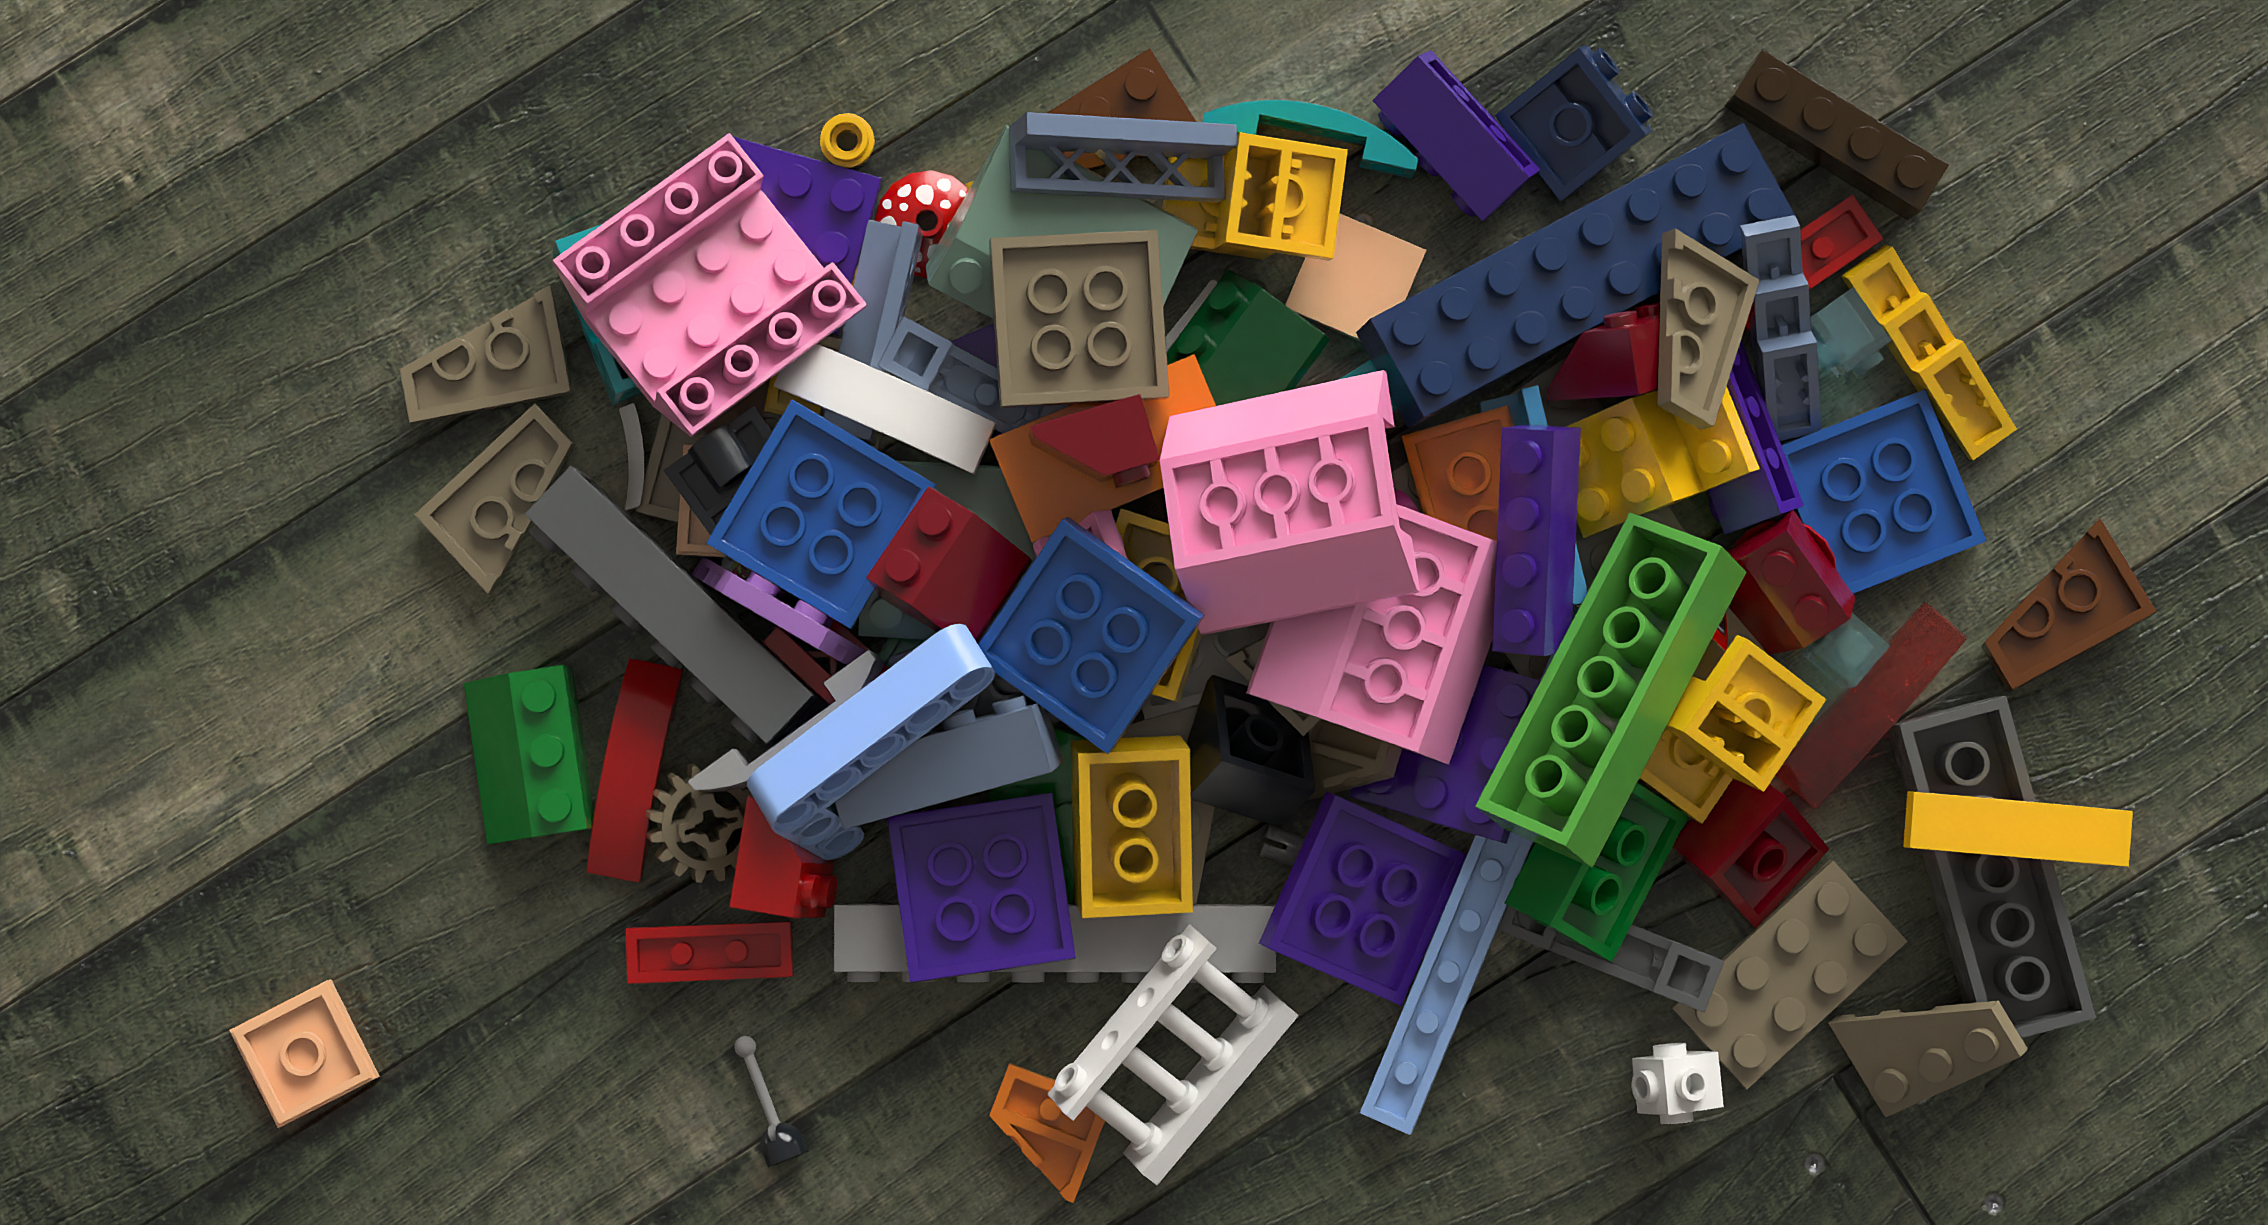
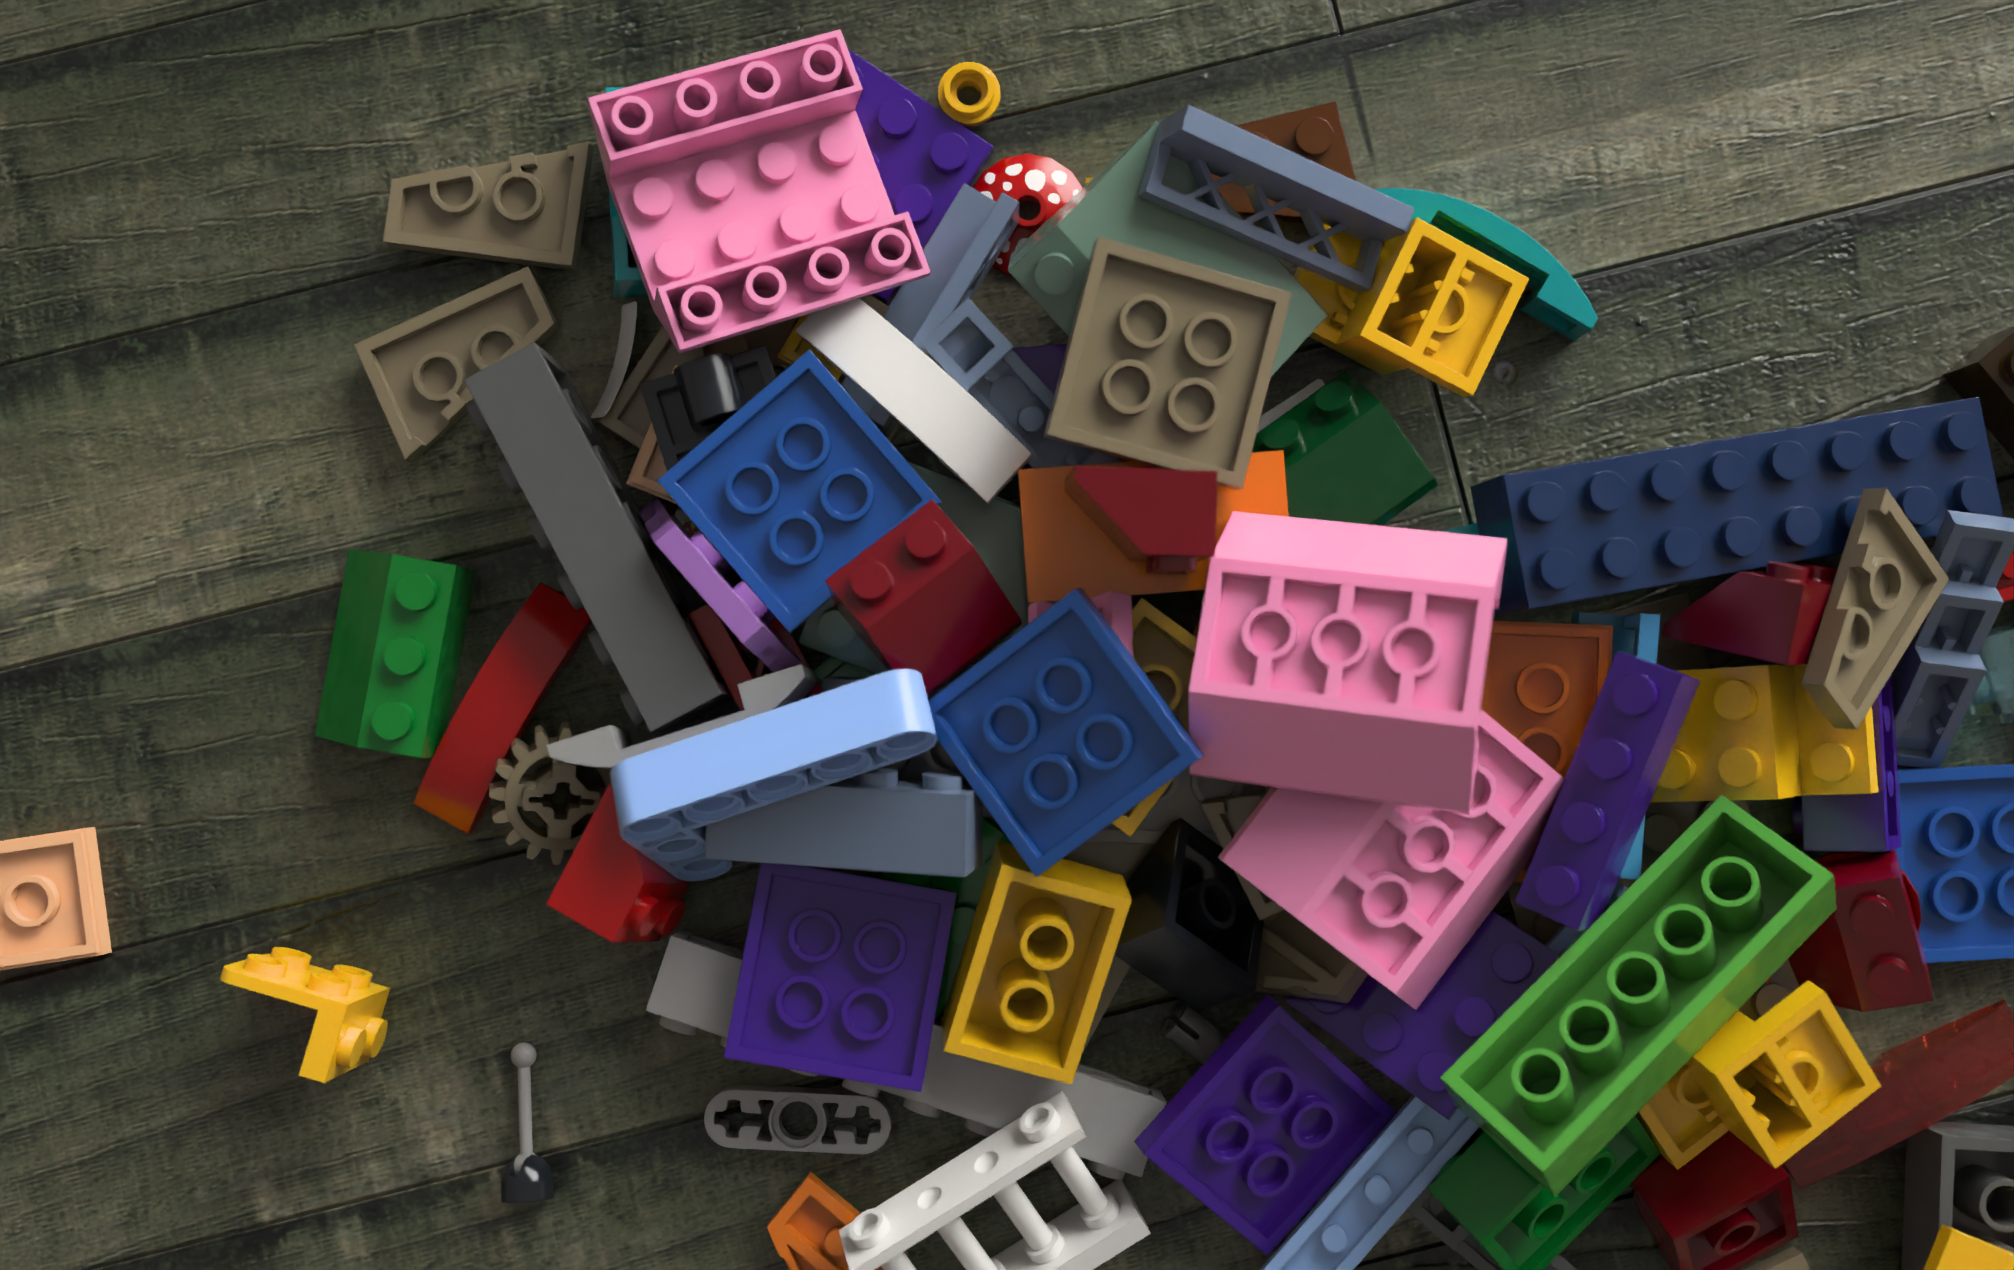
camera: 10 degrees right, 0 degrees up
(598, 1057) = (347, 1003): none -> yellow bracket
(709, 952) = (515, 938): red plate -> none
(950, 1046) = (751, 1101): none -> light grey beam
(1362, 280) = (1482, 434): light nougat tile -> none
(1454, 136) = (1642, 307): dark purple brick -> none
(1576, 120) = (1783, 334): dark blue plate -> none
(1847, 652) = (1899, 1035): clear light blue brick -> none

